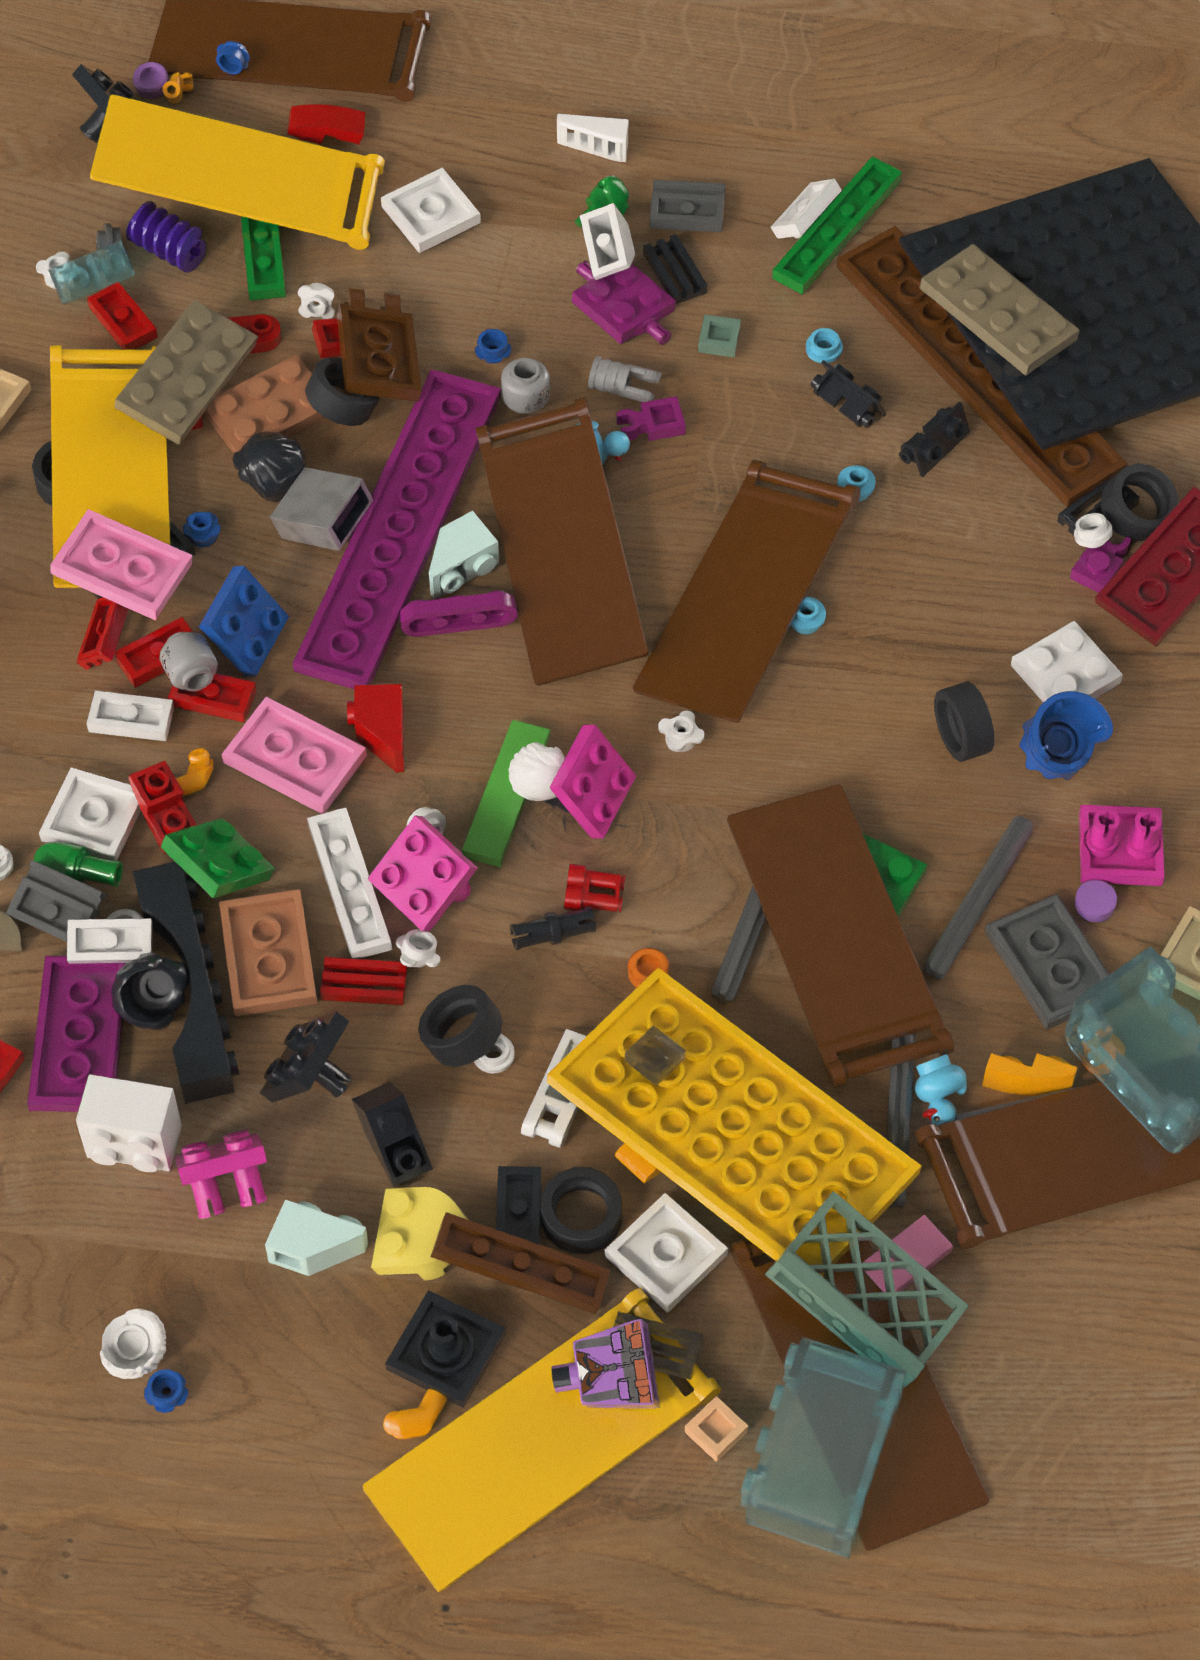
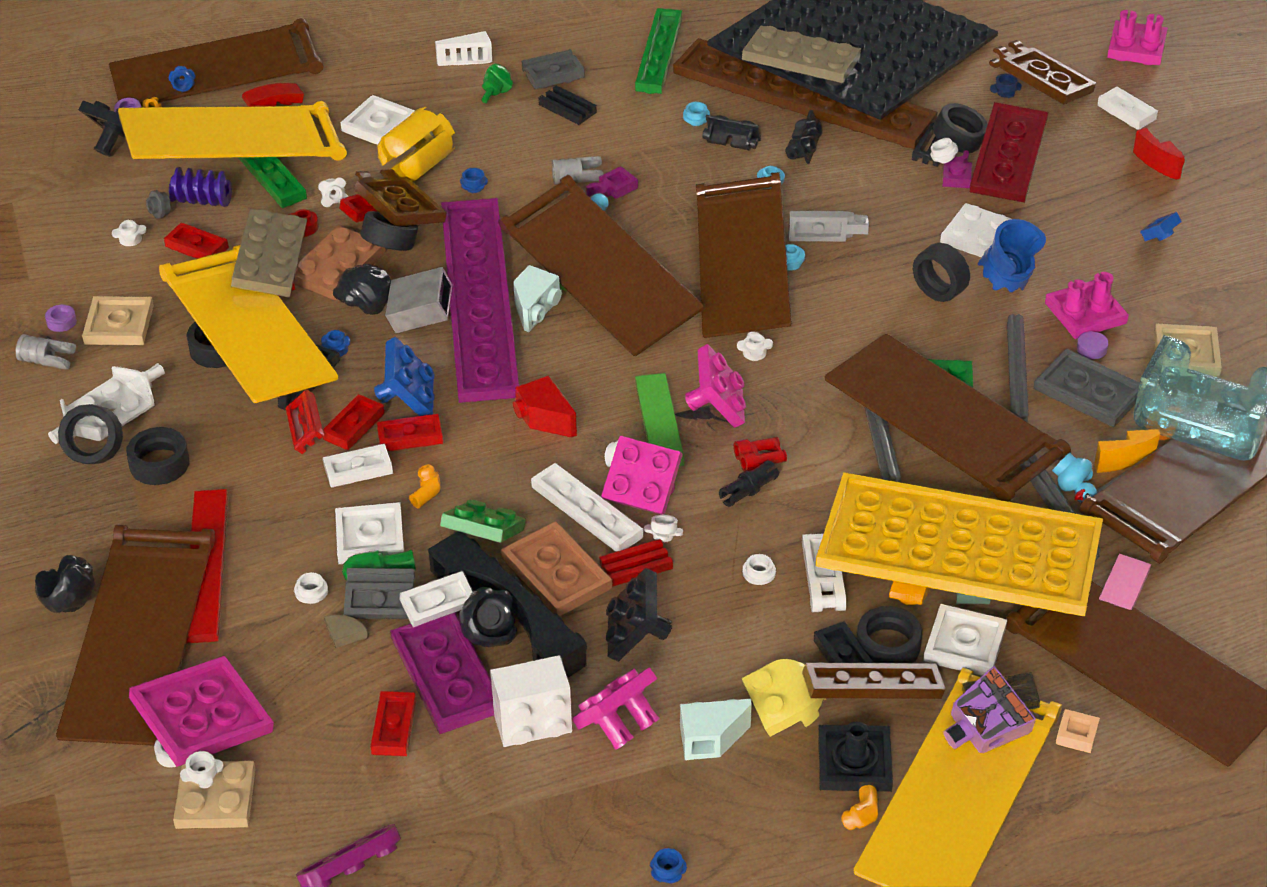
camera: 25 degrees left, 15 degrees down
(91, 272) = (157, 223): clear light blue slope -> none
(121, 564) = (299, 370): bright pink plate -> none
(133, 1344) = (626, 842): white hair -> none
(161, 801) = (416, 504): red slope -> none
(188, 661) = (385, 412): light grey head -> none
(294, 755) = (494, 448): bright pink plate -> none
(392, 1133) = (723, 640): black slope -> none
(442, 273) = (416, 131): none -> yellow cylinder
(458, 614) = (555, 329): magenta plate -> none
(474, 1040) = (739, 569): black tyre -> none
(525, 385) = (514, 189): light grey head -> none
(534, 771) = (680, 391): white hair -> none
(607, 241) = (516, 96): white slope -> none
(624, 303) = (545, 131): magenta plate -> none
(644, 963) = (827, 485): orange tile -> none
(655, 1055) = (884, 515): clear smoke plate -> none
(719, 336) = (624, 128): sand green plate -> none
(806, 209) = (633, 47): white plate -> none
(821, 1445) = (1169, 703): clear light blue windscreen -> none
(837, 1309) = (1118, 616): sand green fence -> none
(876, 588) = (826, 225): none -> light grey hinge

